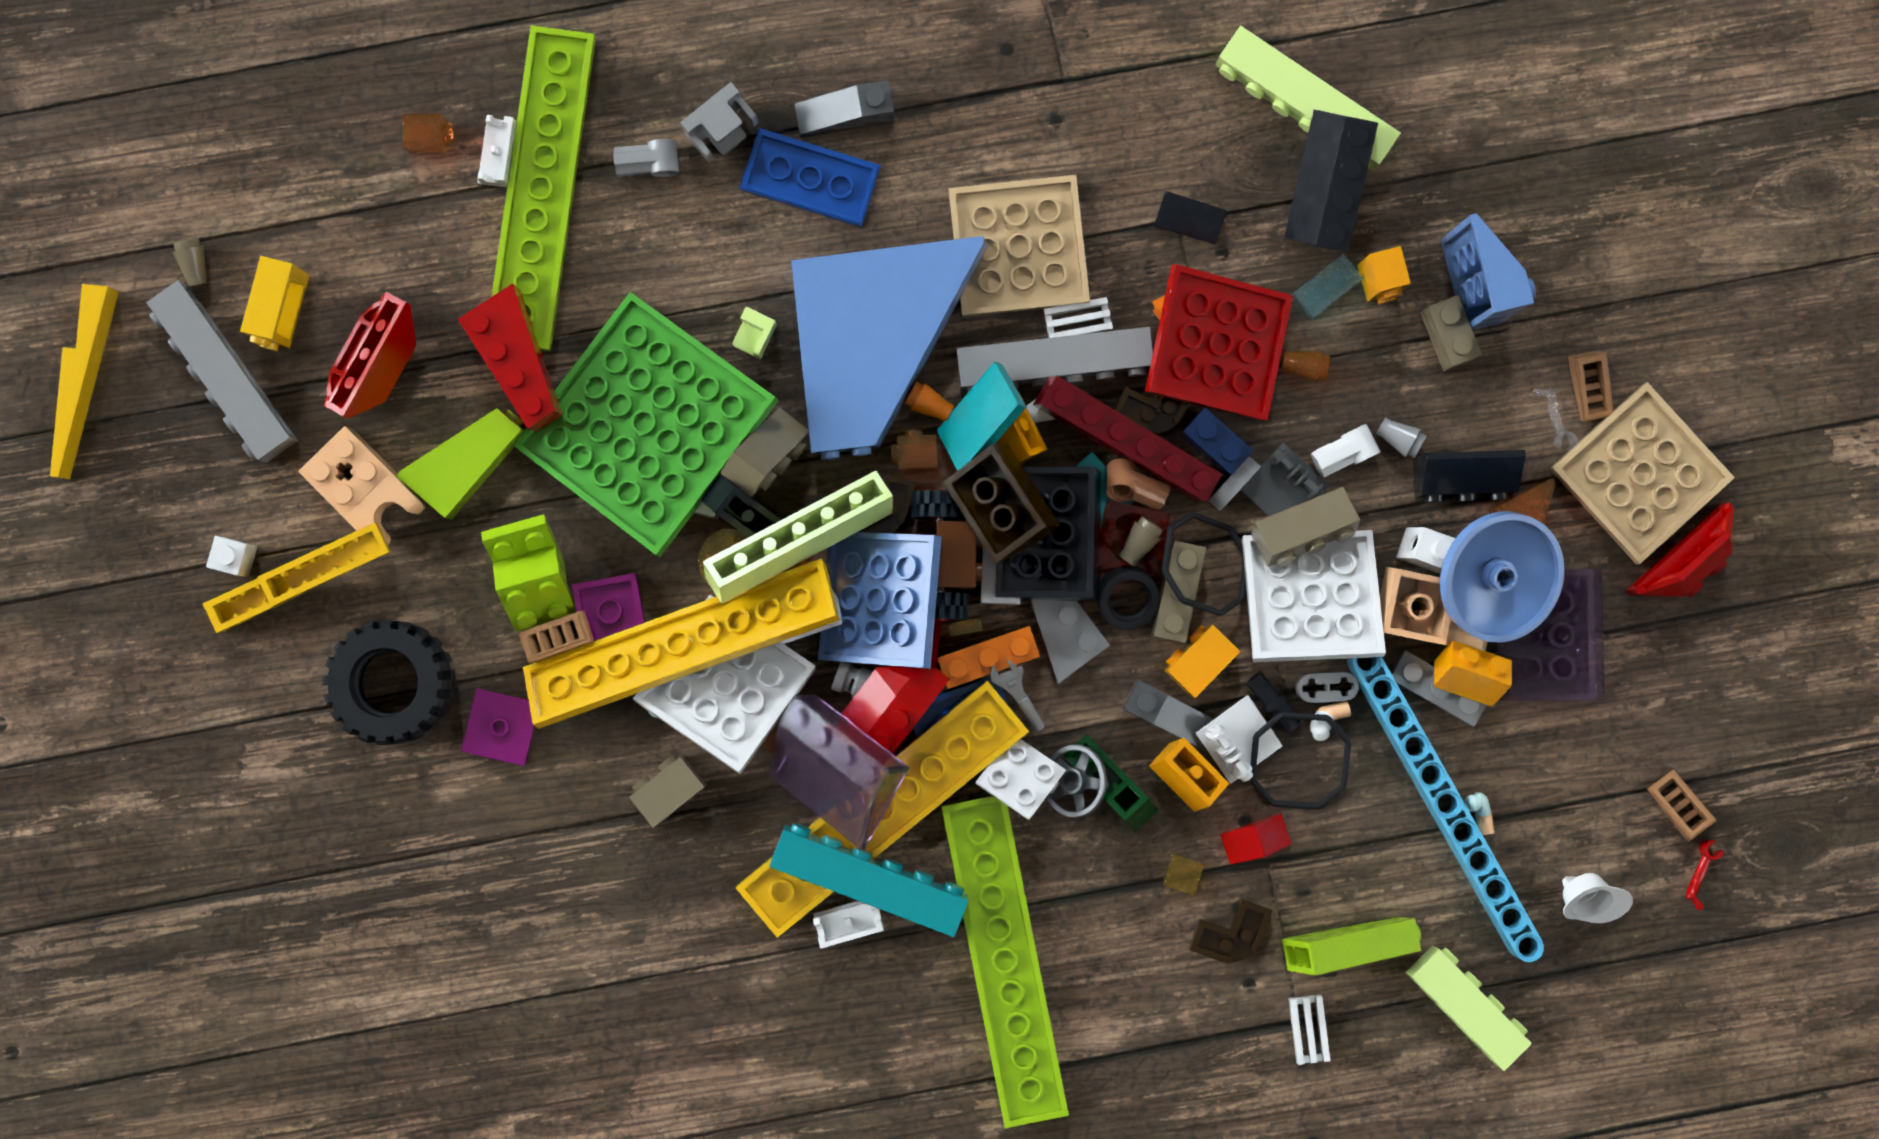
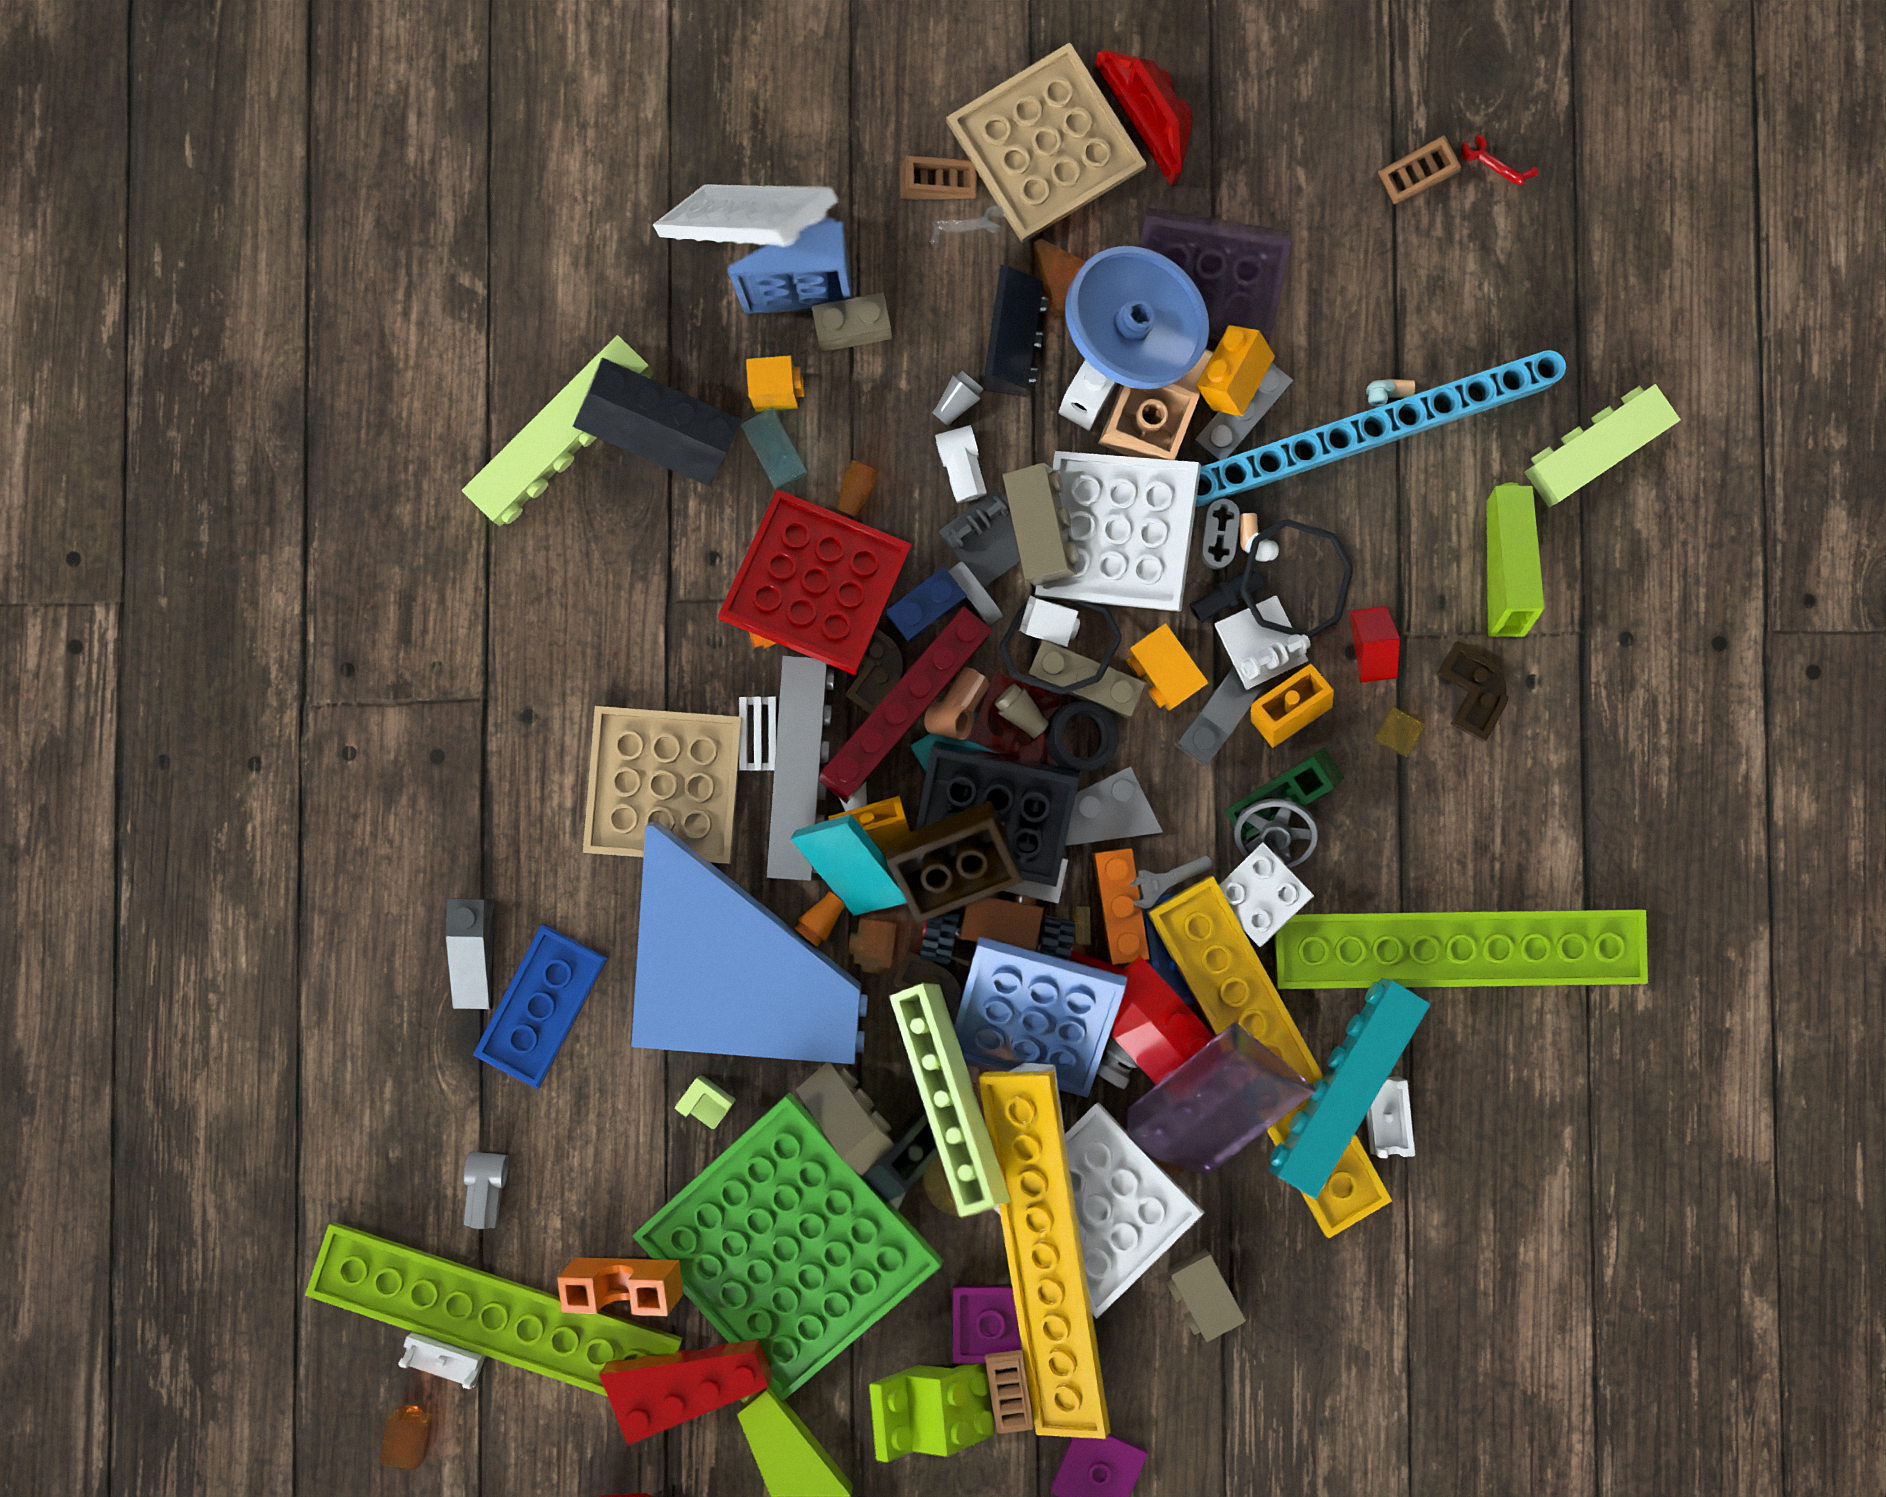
camera: 70 degrees left, 0 degrees up
(592, 311) = (594, 1282): none -> orange arch
(718, 122) = (457, 1101): light grey panel -> none
(1190, 217) = (667, 587): black slope -> none
(1222, 552) = (1049, 621): none -> white brick
(1312, 1057) = (1625, 624): white tile -> none
(1526, 221) = (746, 213): none -> white plate
(1593, 900) = (1506, 287): white piece -> none

